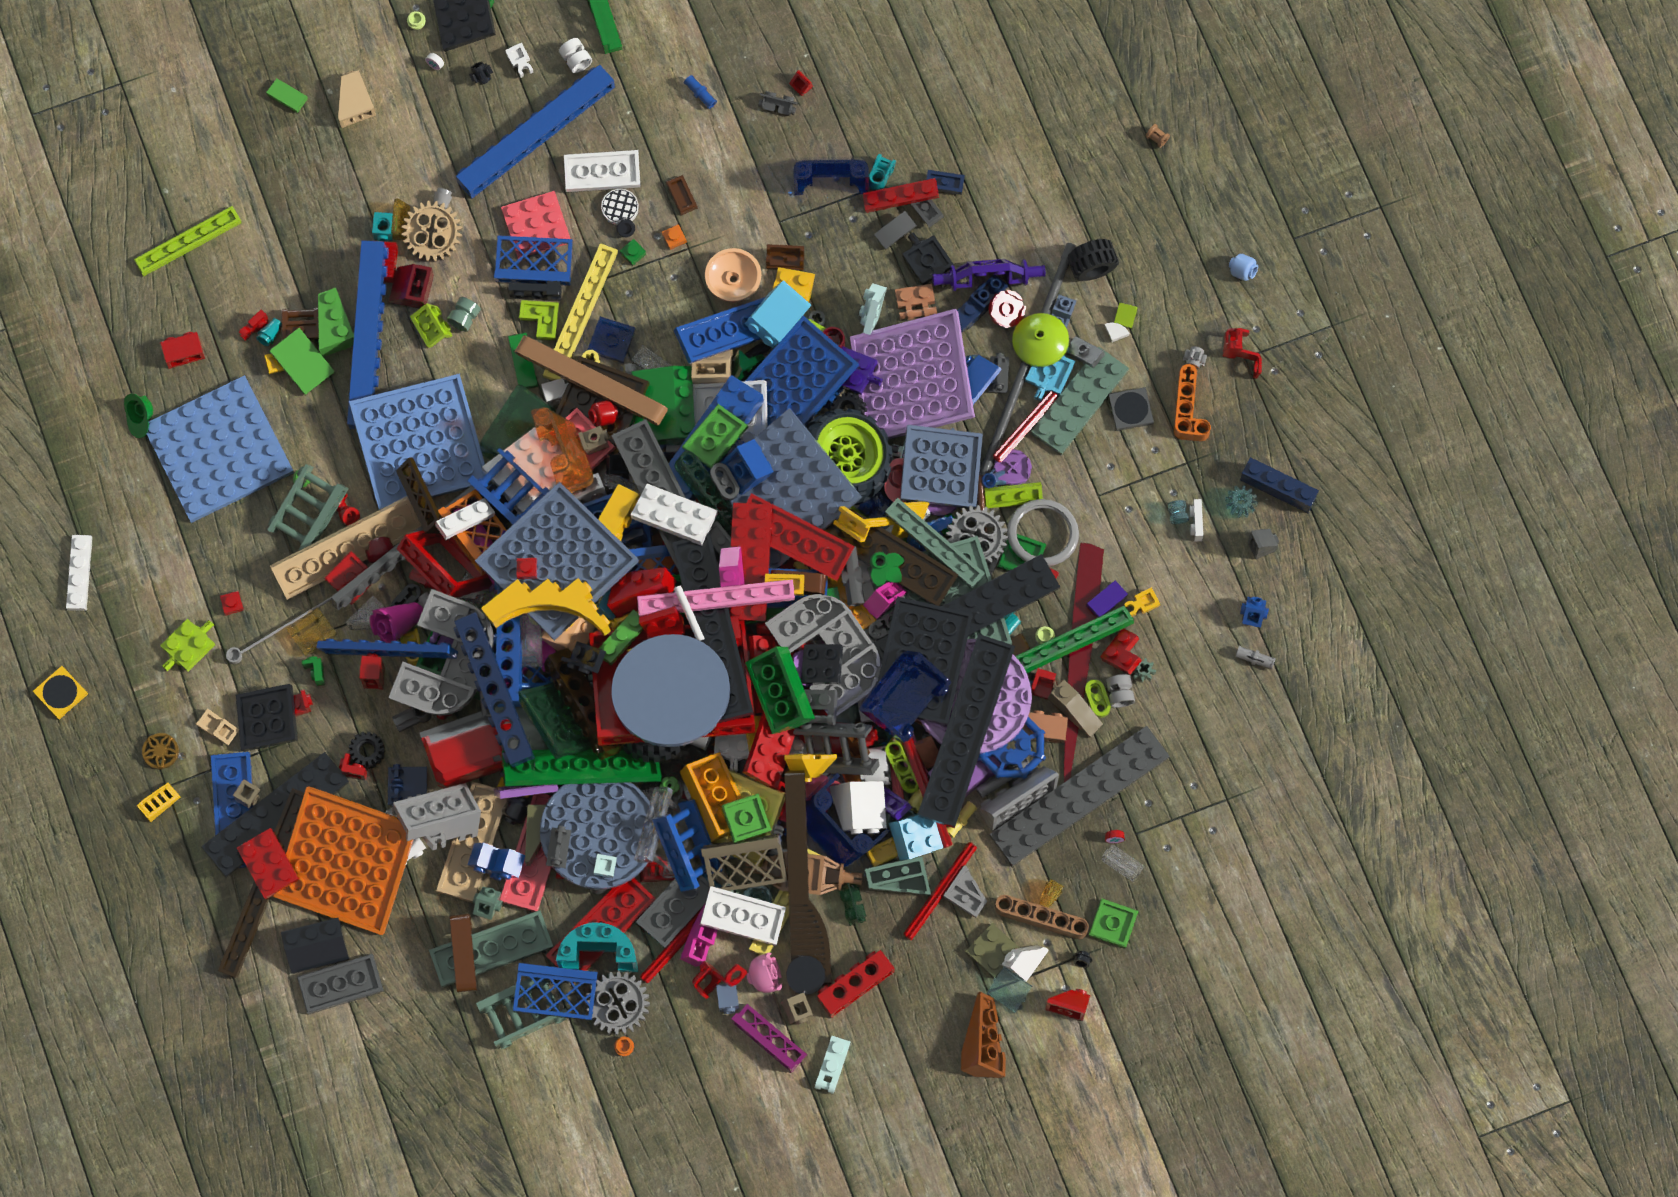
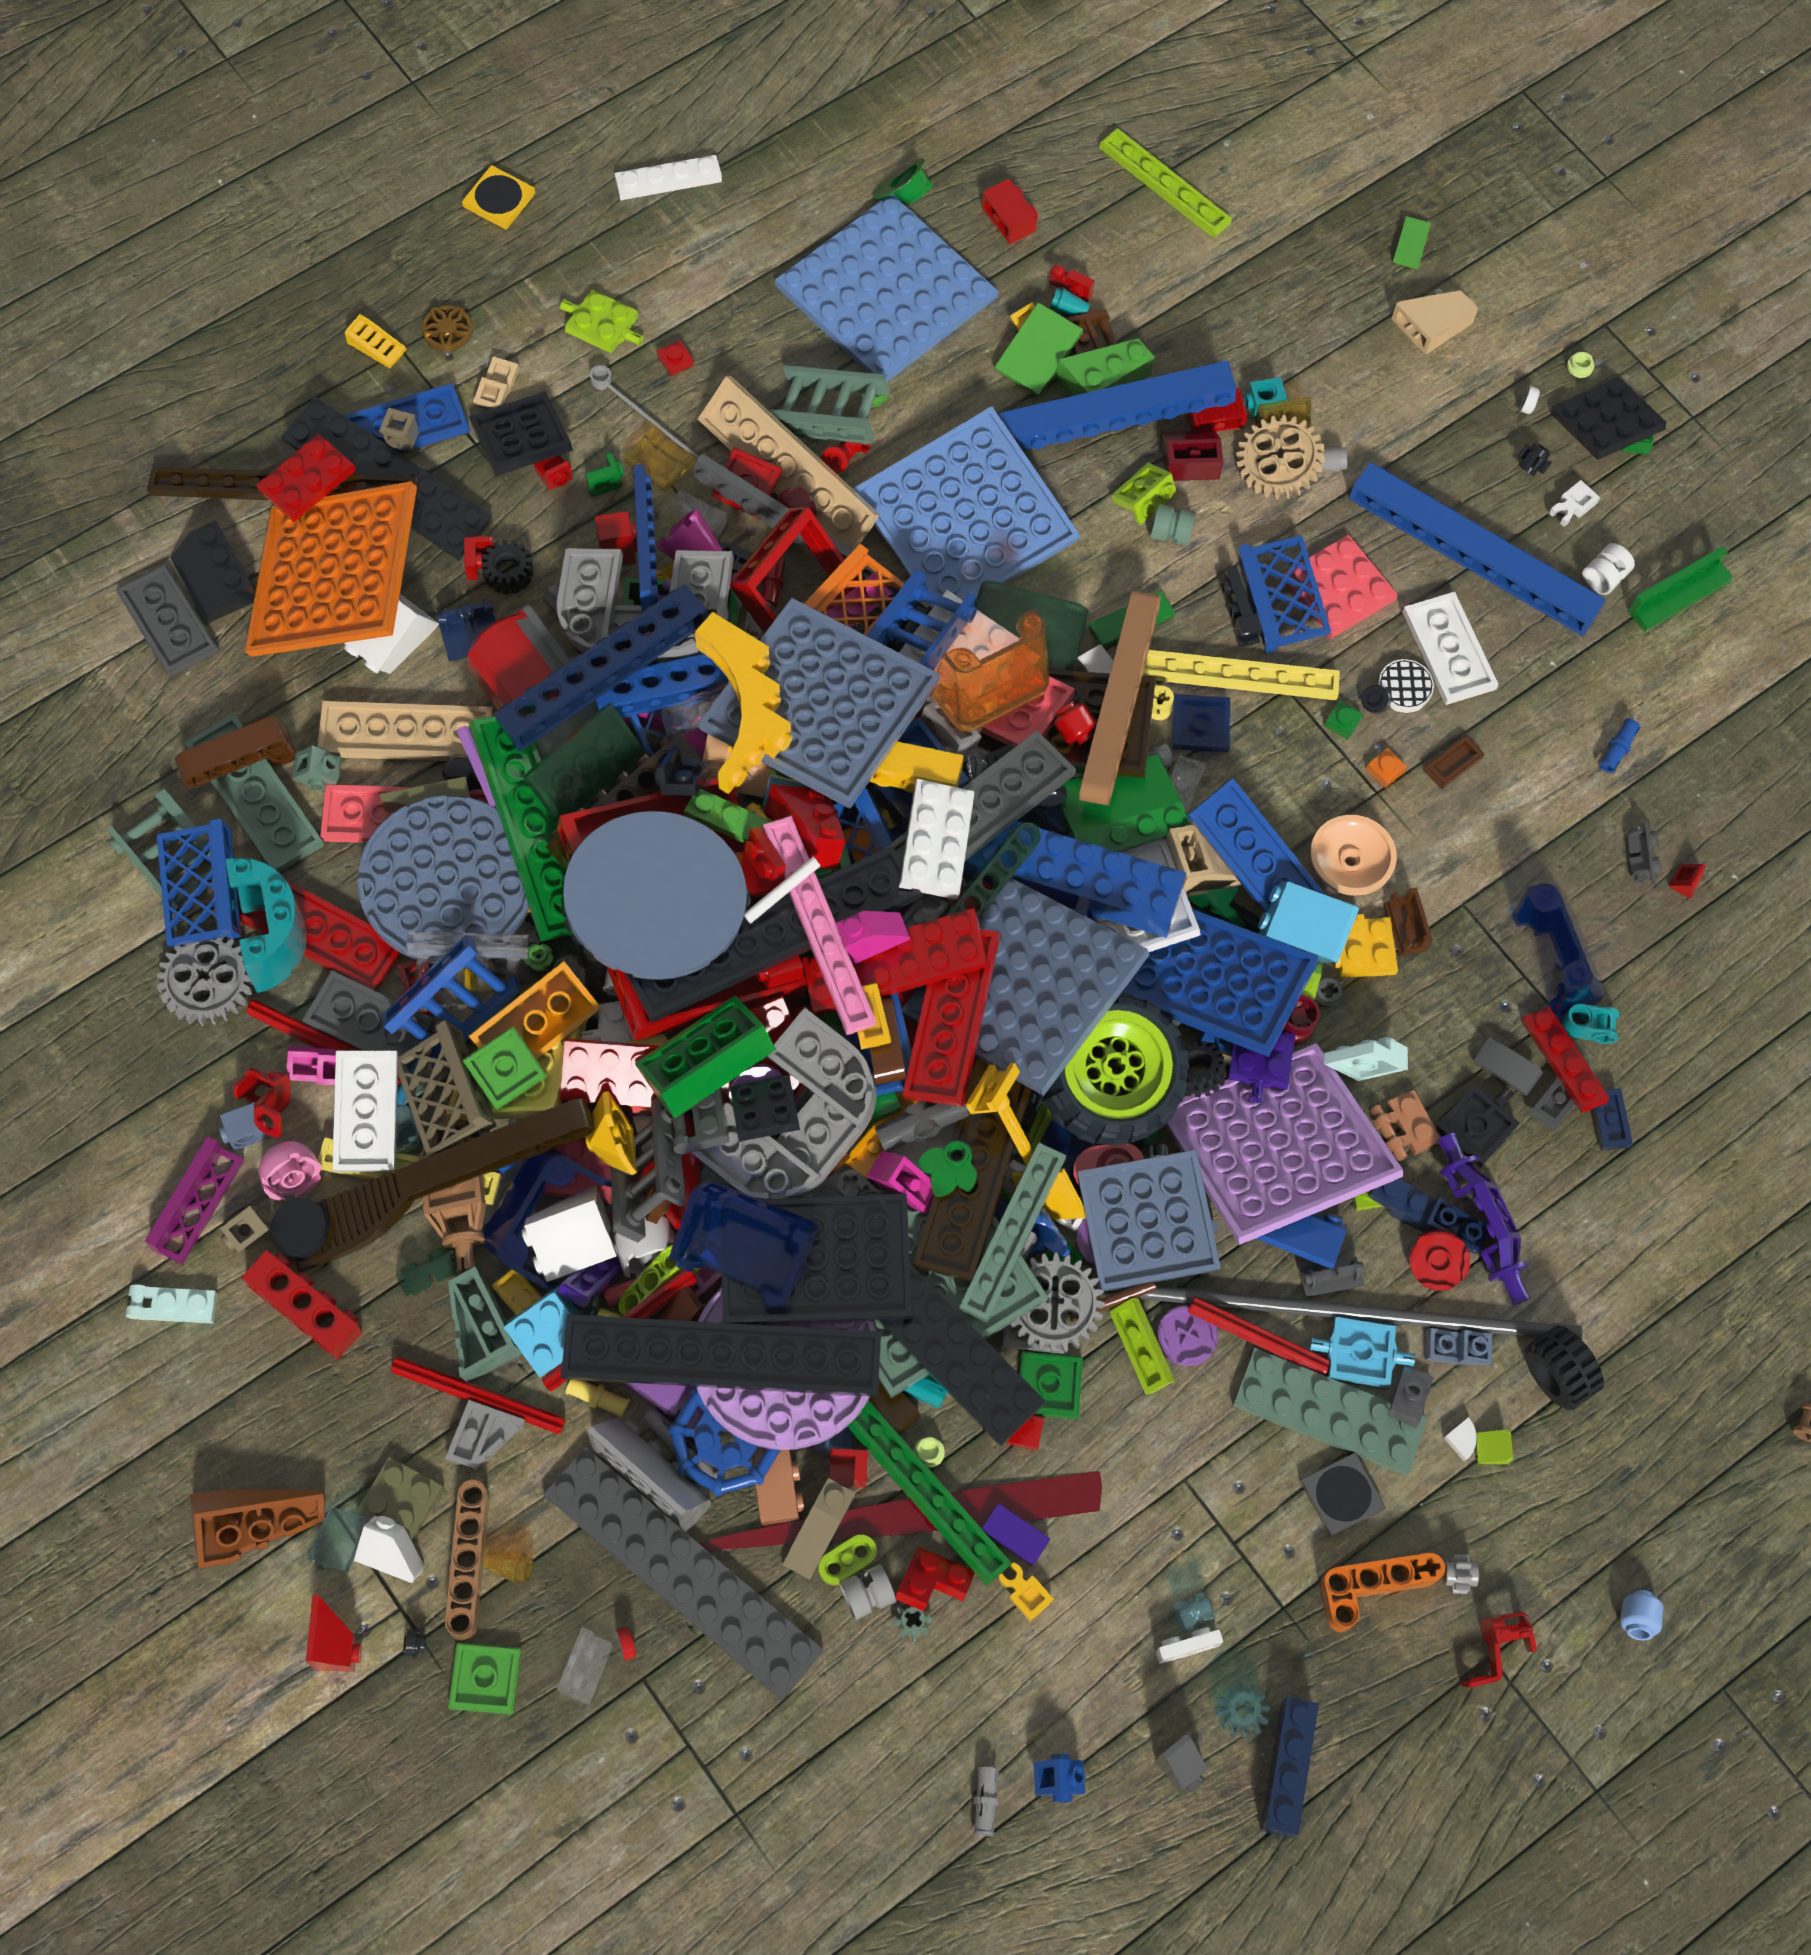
camera: 70 degrees right, 5 degrees down
(419, 496) = (879, 523): dark brown fence -> none
(439, 815) = (416, 659): light grey piece -> none
(464, 518) = (856, 579): white plate -> none
(496, 862) = (377, 759): blue brick -> none
(526, 568) = (795, 662): red plate -> none
(545, 313) = (1207, 630): lime plate -> none
(558, 847) = (402, 826): dark grey hinge -> none
(592, 446) = (1028, 716): dark tan brick -> none
(605, 865) = (389, 894): light aqua plate -> none
(624, 1046) = (145, 1005): orange plate -> none
(715, 436) = (1079, 871): bright green tile -> none
(724, 482) = (1008, 896): dark grey plate -> none
(748, 465) = (1041, 918): blue slope -> none
(991, 479) = (1153, 1302): piece -> none
(1040, 350) = (1397, 1337): lime dish -> none
(1049, 504) = (1138, 1385): light grey wedge -> none

